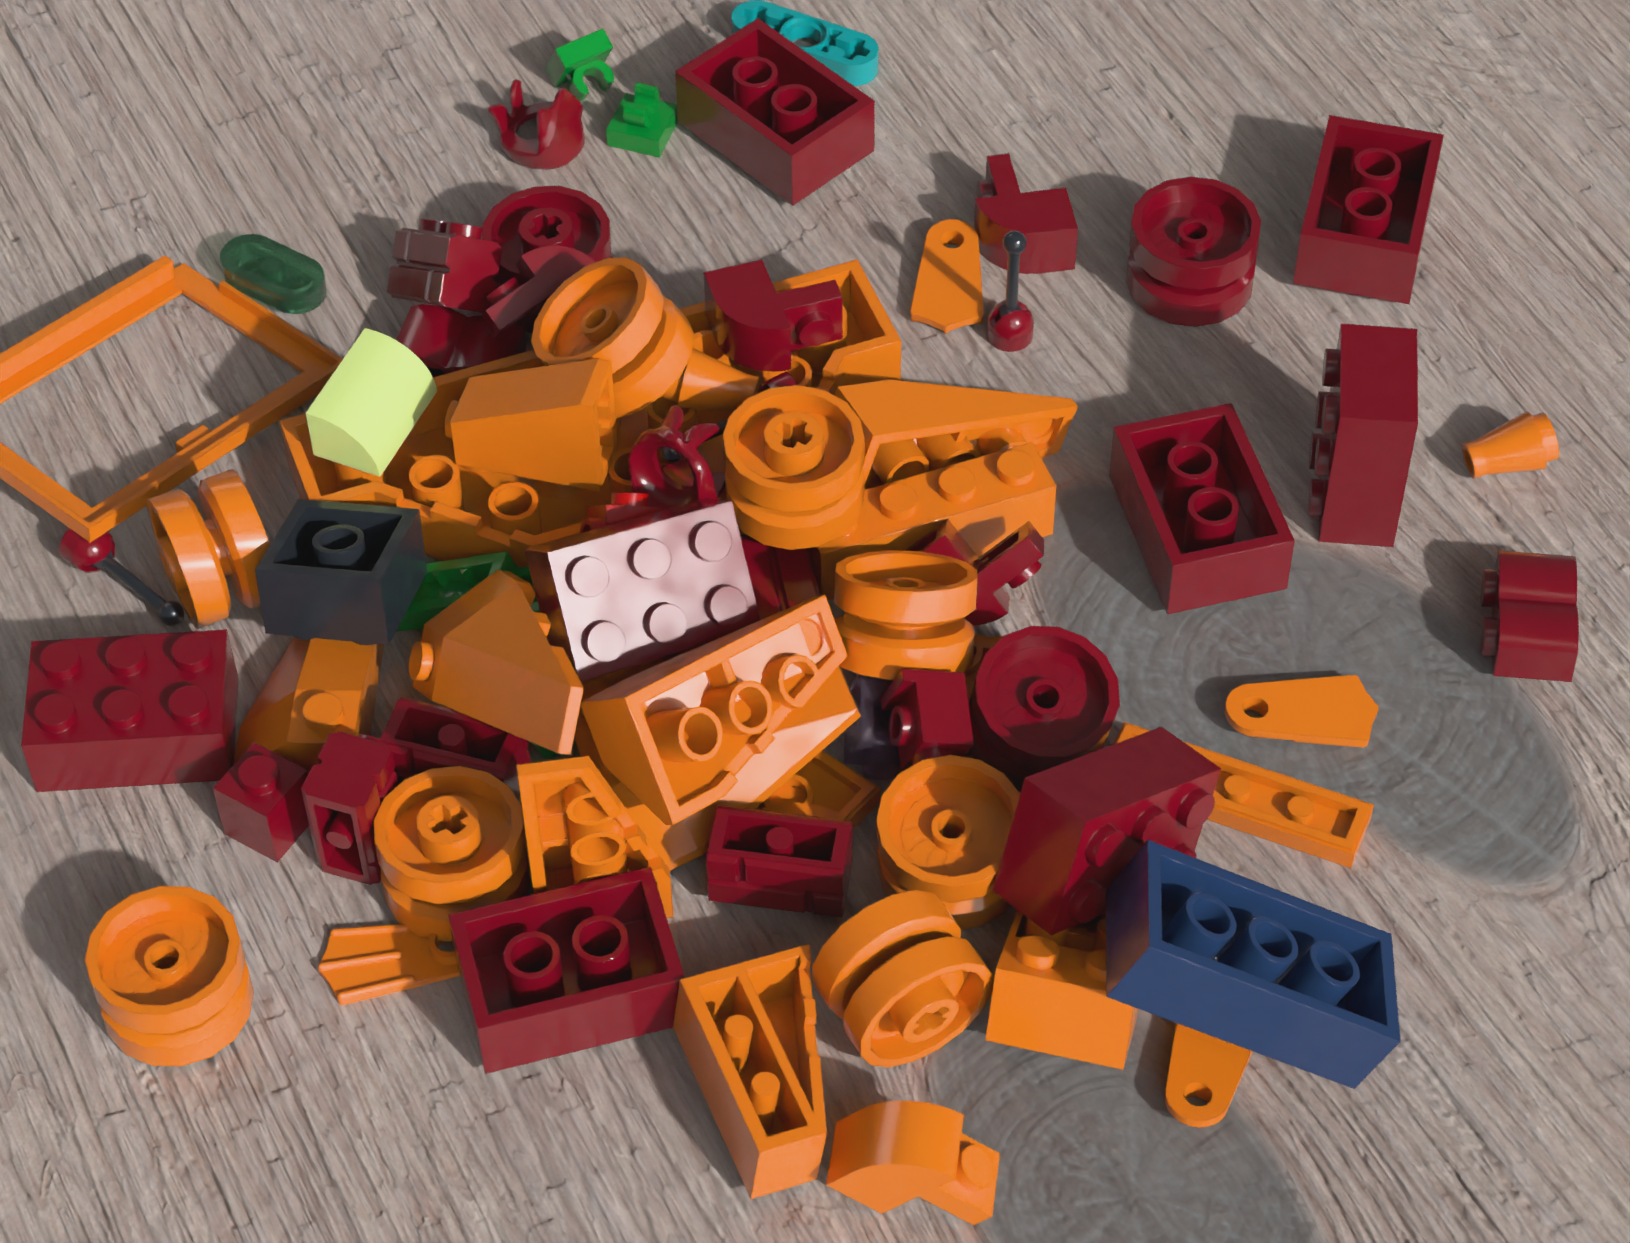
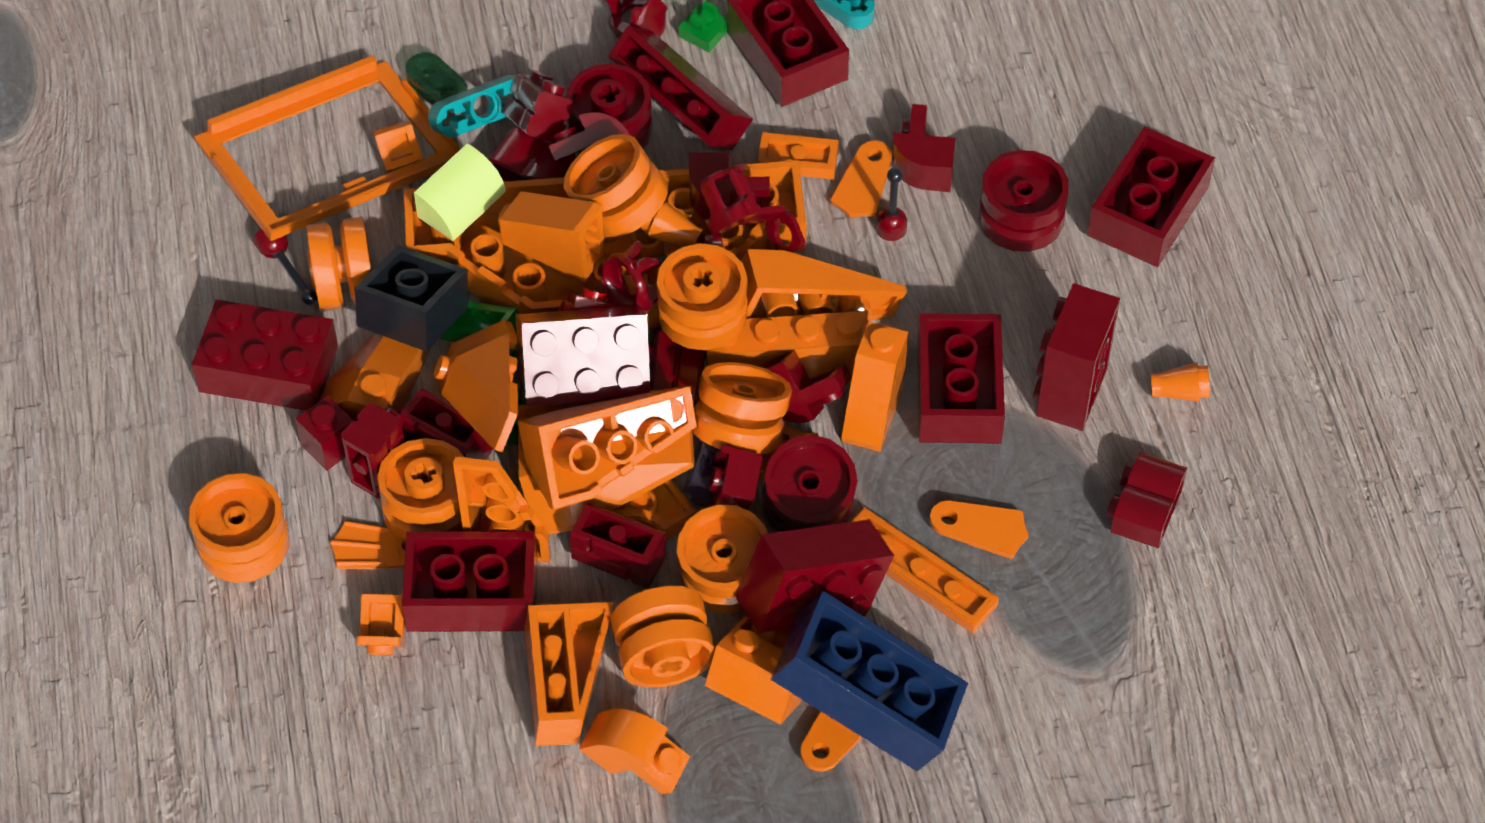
camera: 15 degrees right, 5 degrees up
(243, 369) = (398, 145): none -> orange tile
(329, 289) = (465, 102): none -> teal beam
(445, 1068) = (381, 623): none -> orange bracket
(645, 203) = (682, 88): none -> dark red brick
(823, 329) = (746, 210): none -> dark red piece
(875, 250) = (815, 155): none -> orange plate
(1086, 540) = (875, 386): none -> orange slope

